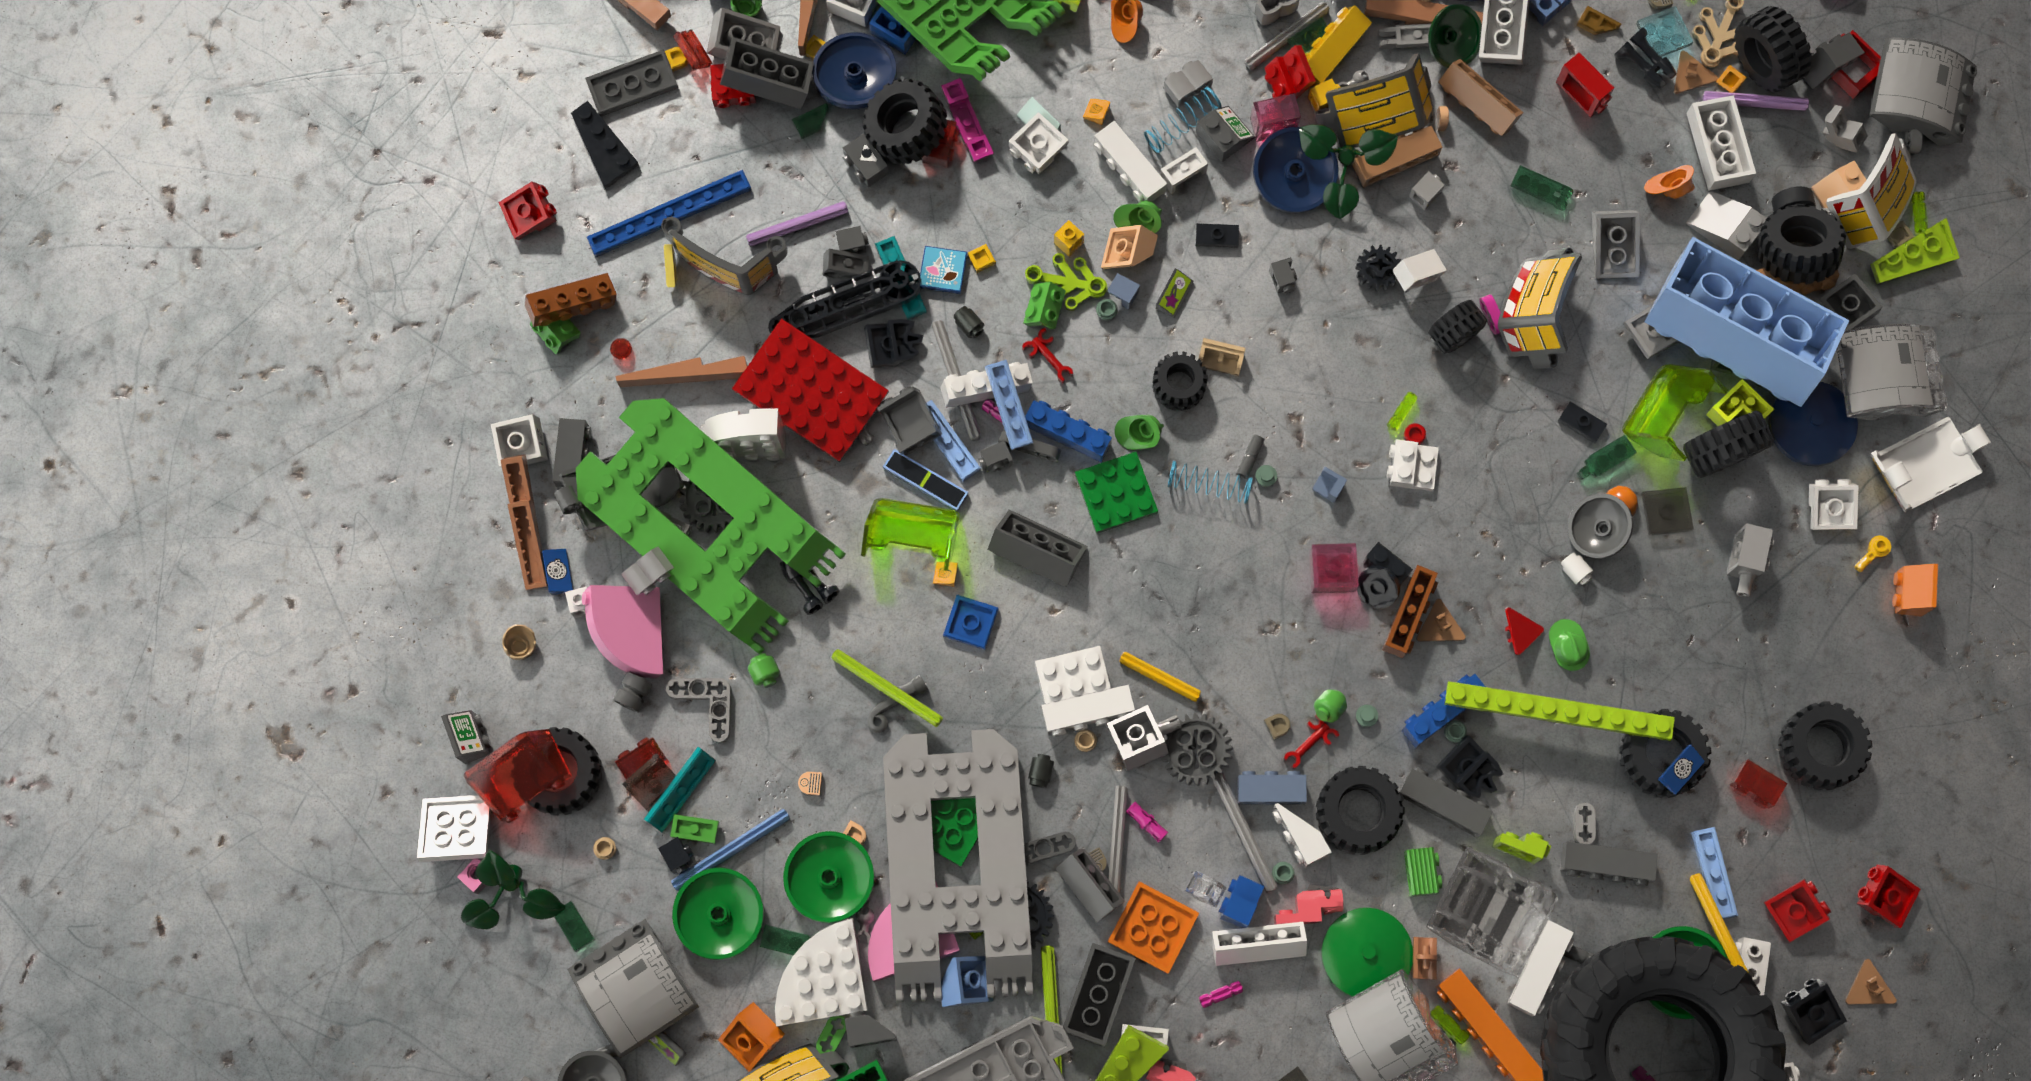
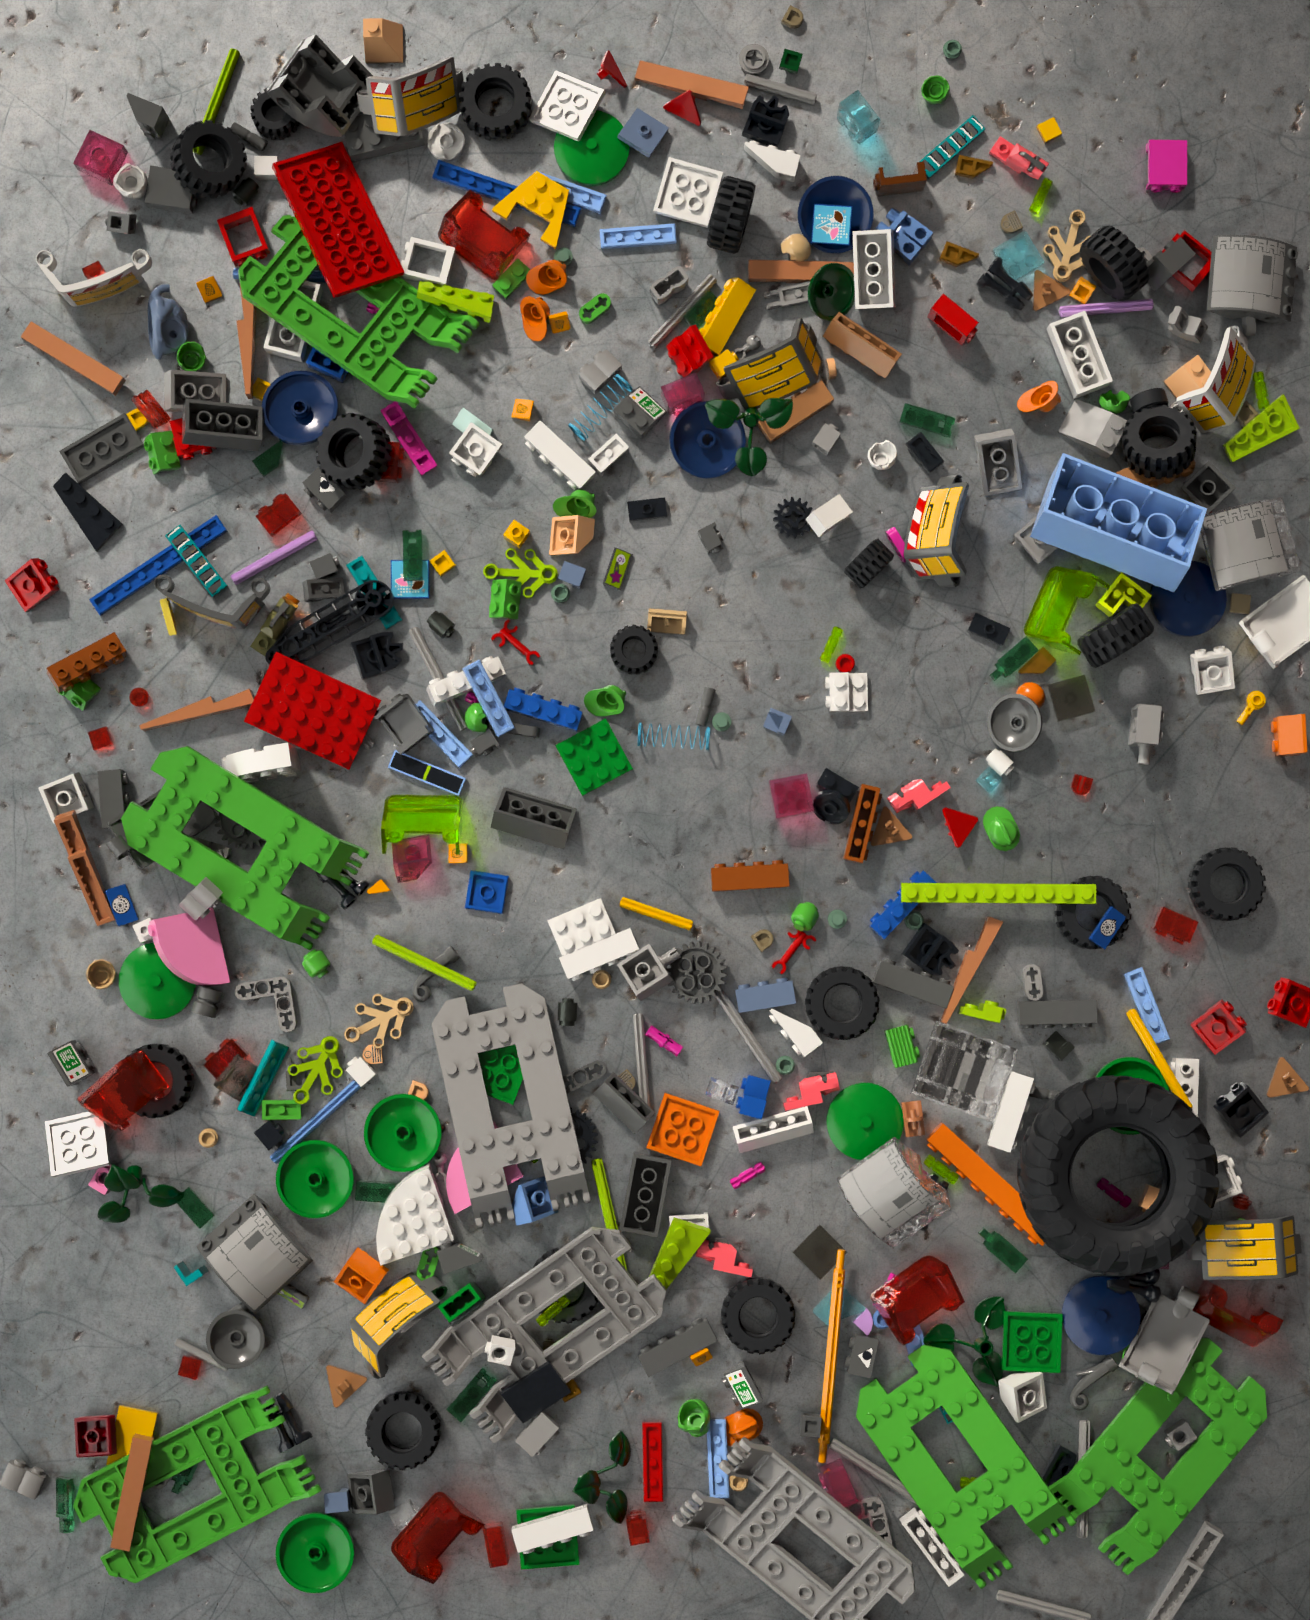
camera: 15 degrees left, 10 degrees up
(556, 1003) = (185, 1274): none -> teal panel
(569, 386) = (100, 738): none -> clear red plate
(574, 667) = (151, 987): none -> green dish
(695, 95) = (161, 452): none -> bright green bracket
(711, 213) = (196, 560): none -> tile
(717, 795) = (295, 1082): none -> dark grey plate
(743, 786) = (317, 1067): none -> lime plant
(786, 291) = (275, 623): none -> olive plate
(793, 799) = (360, 1070): none -> white brick
(810, 179) = (278, 514): none -> clear red piece
(827, 744) = (382, 1019): none -> tan plant
(849, 596) = (379, 887): none -> light orange slope
(892, 569) = (411, 857): none -> clear pink slope
(950, 244) = (412, 556): none -> clear green plate
(988, 427) = (473, 718): none -> bright green hair
(1151, 26) = (559, 322): none -> light orange slope
(1193, 23) = (597, 311): none -> bright green beam
(1273, 650) = (749, 877): none -> dark orange brick
(1476, 588) = (914, 793): none -> coral plate
(1487, 216) = (882, 455): none -> white hair
(1515, 790) = (970, 964): none -> nougat slope
(1534, 221) = (924, 452): none -> black plate
(1562, 587) = (989, 779): none -> clear light blue tile
(1605, 902) = (1058, 1046): none -> pearl dark grey panel
(1634, 467) = (1038, 663): none -> pearl gold tile
(1667, 609) = (1080, 784): none -> clear red tile
(1757, 201) = (1114, 402): none -> bright green hair
(1872, 438) = (1240, 603): none -> dark tan tile

